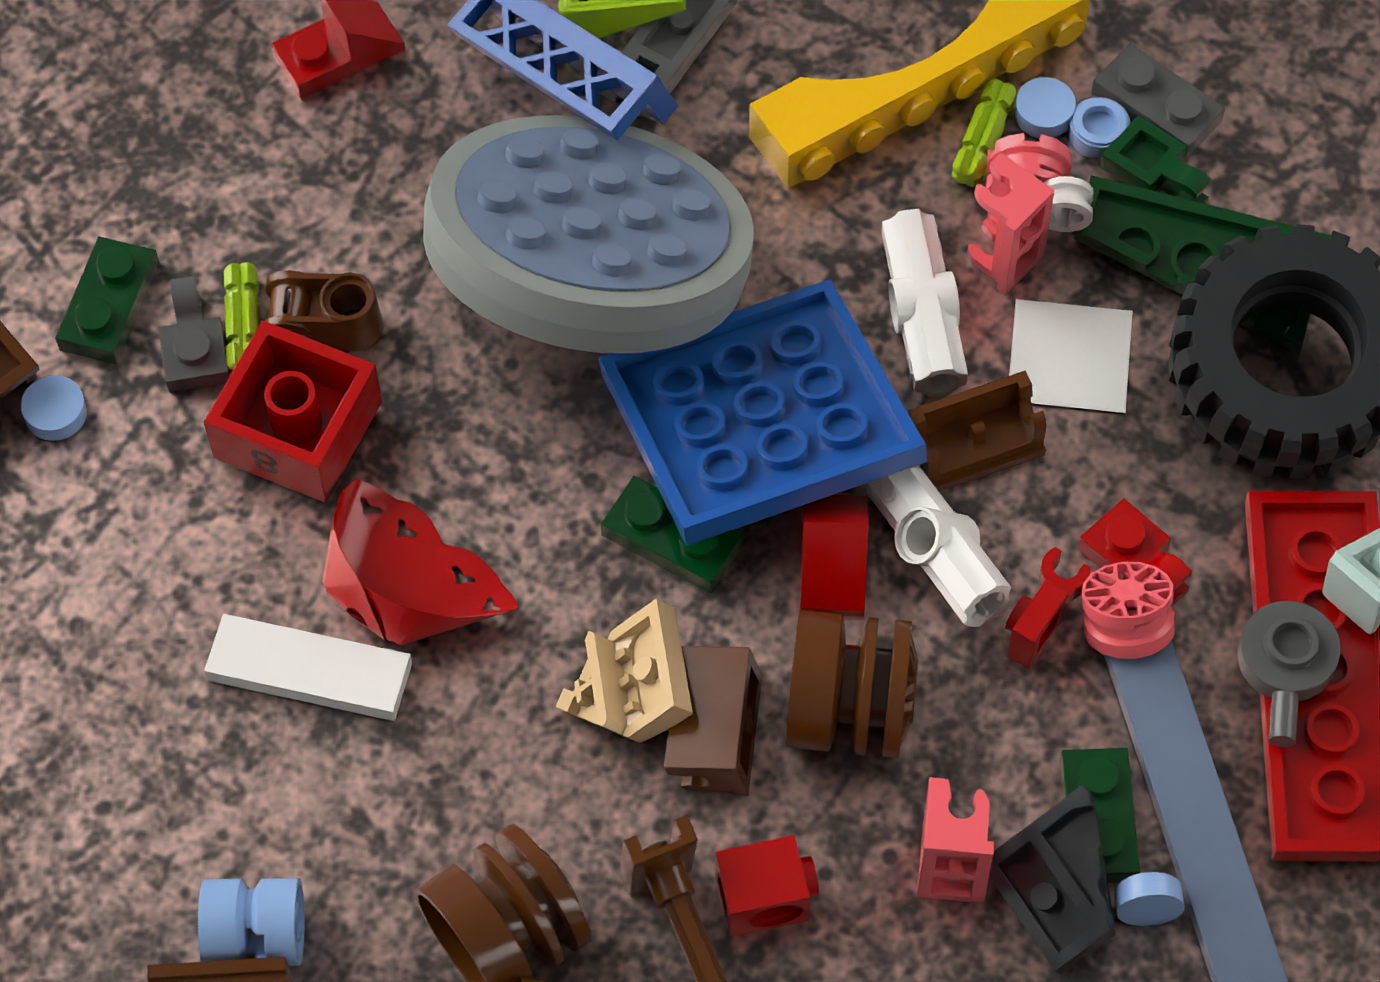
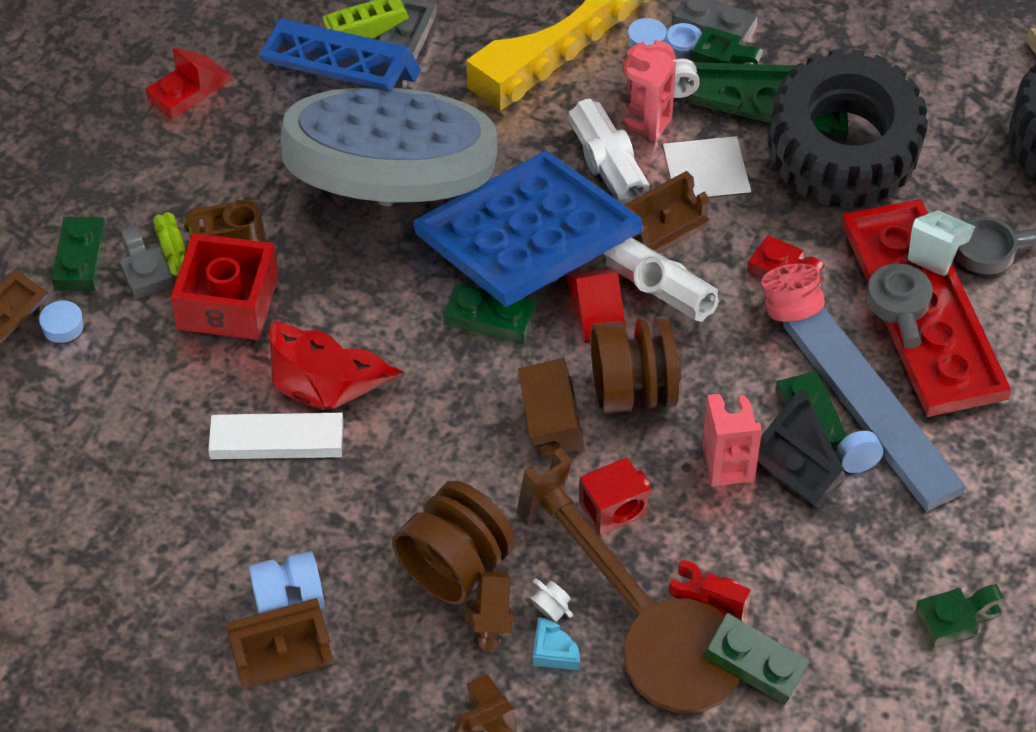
camera: 15 degrees left, 10 degrees down
(634, 677) = (492, 395): tan slope -> none
(983, 132) = (613, 54): lime axle -> none
(1037, 619) = (736, 311): red plate -> none

